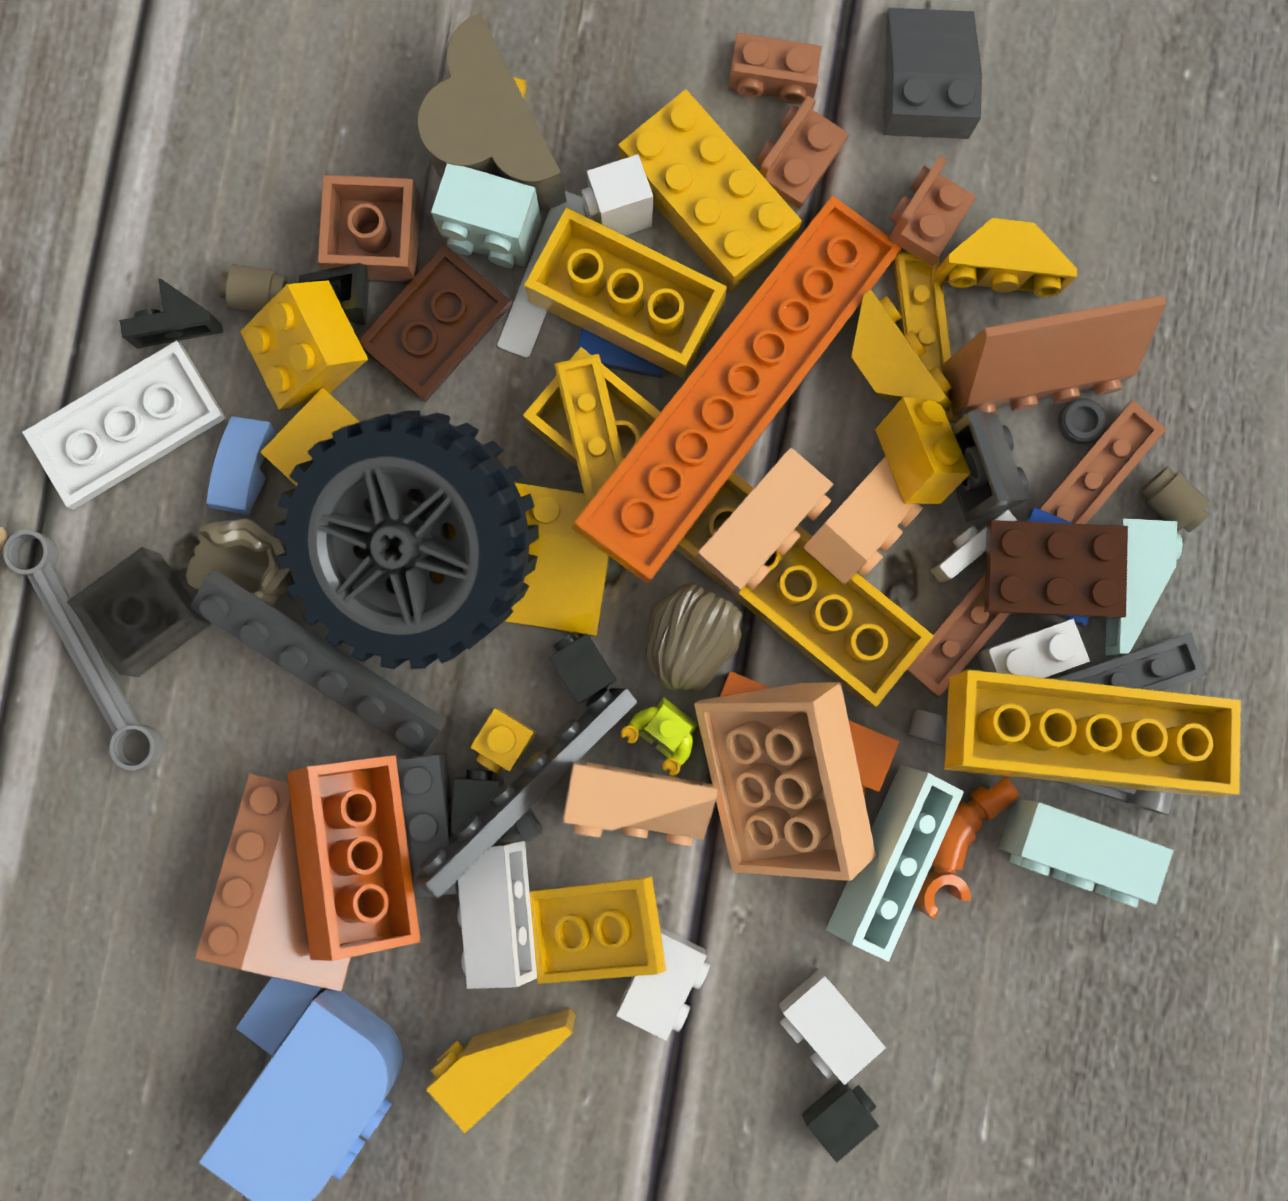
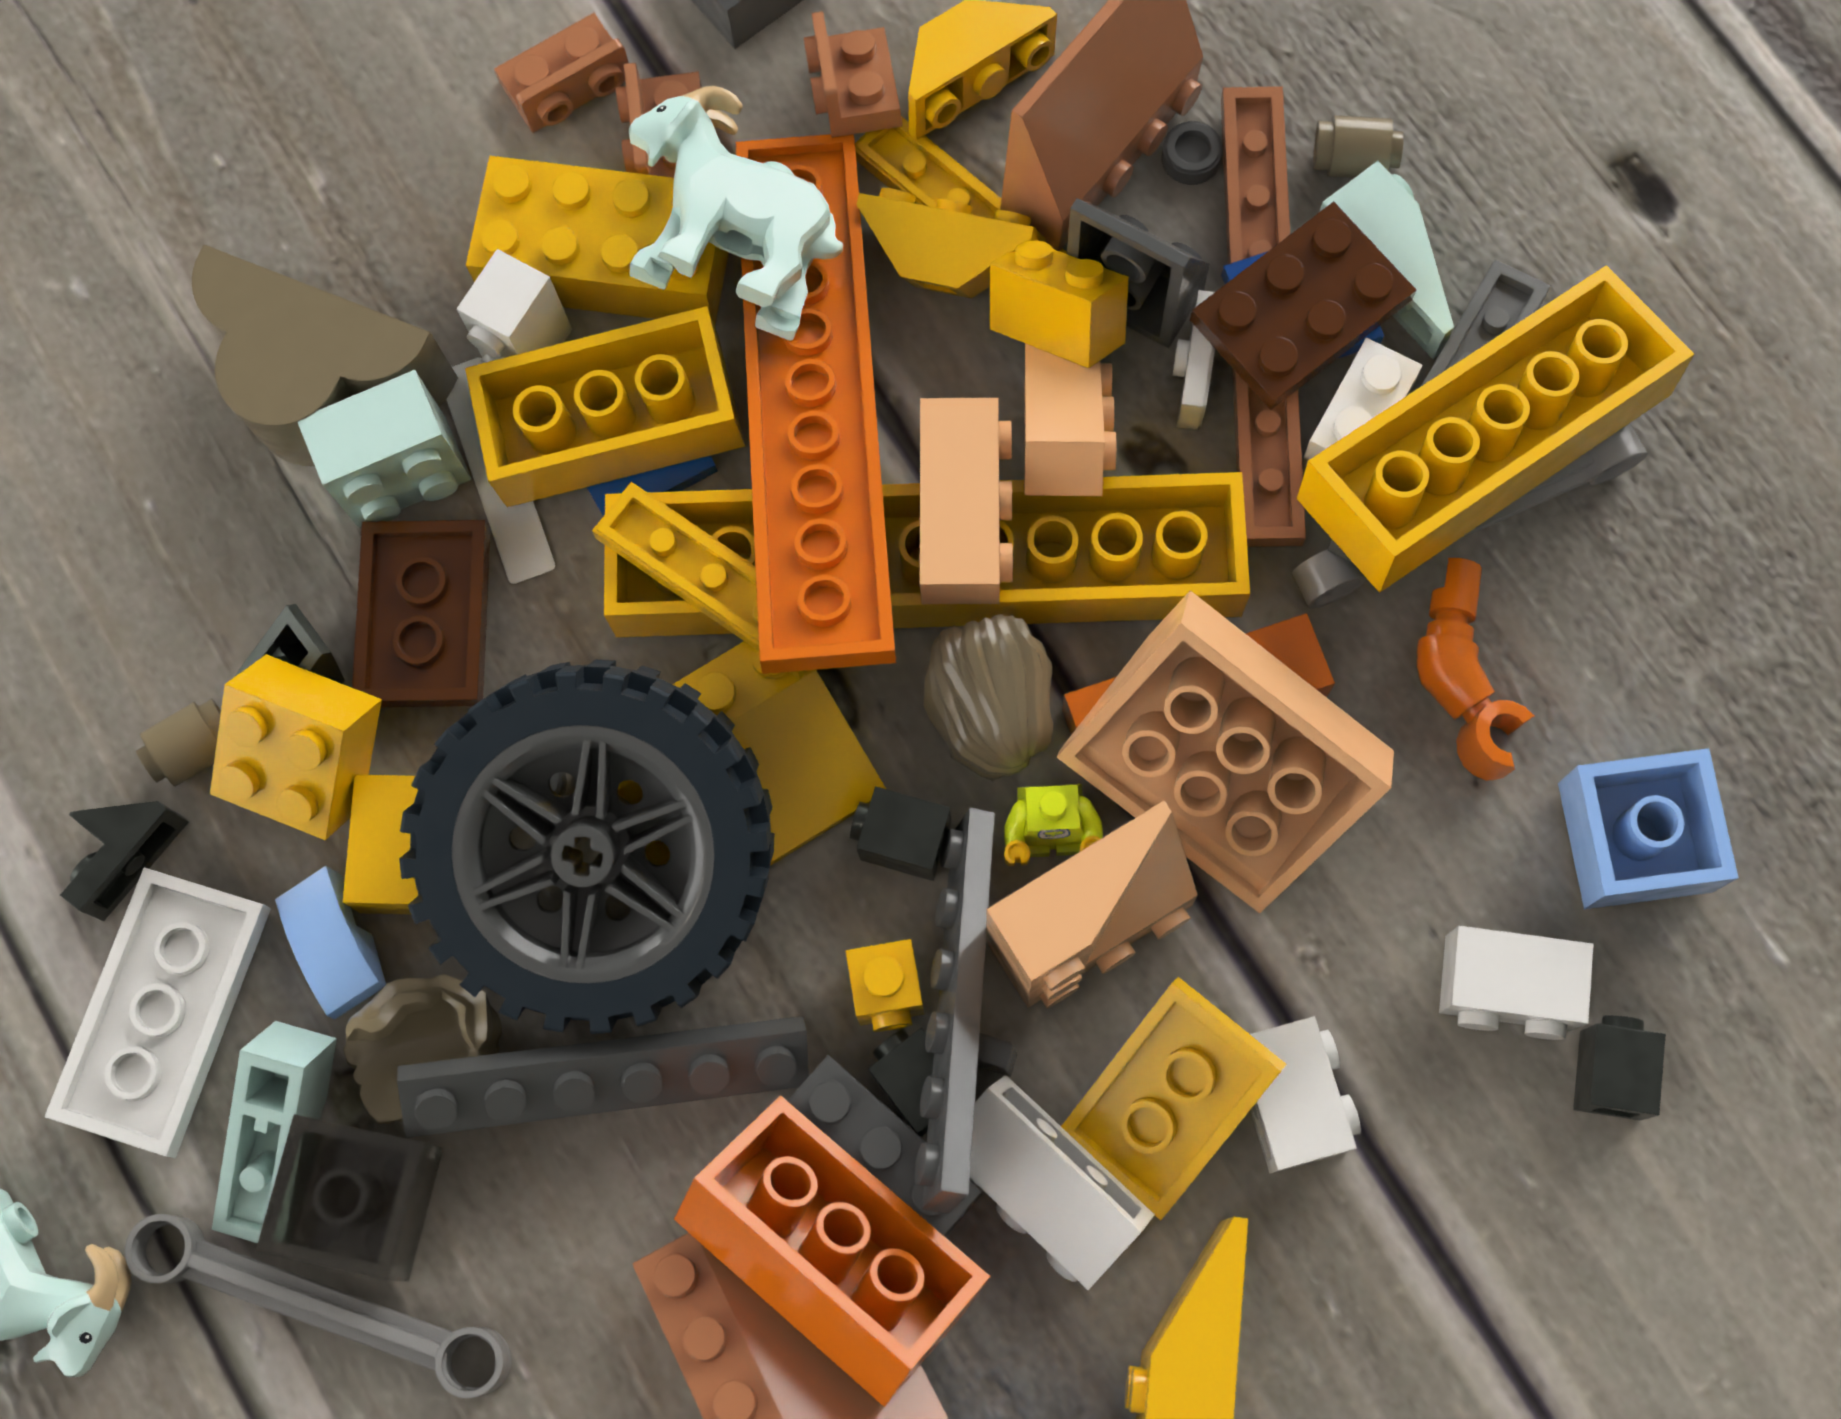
camera: 30 degrees left, 10 degrees down
(150, 519) = (276, 1077): none -> light aqua slope
(370, 224) = (261, 559): nougat brick -> none
(791, 239) = (735, 205): none -> light aqua animal
(905, 844) = (1408, 703): light aqua brick -> none
(972, 1014) = (1647, 828): none -> light blue brick
(1084, 853) = (1598, 559): light aqua brick -> none

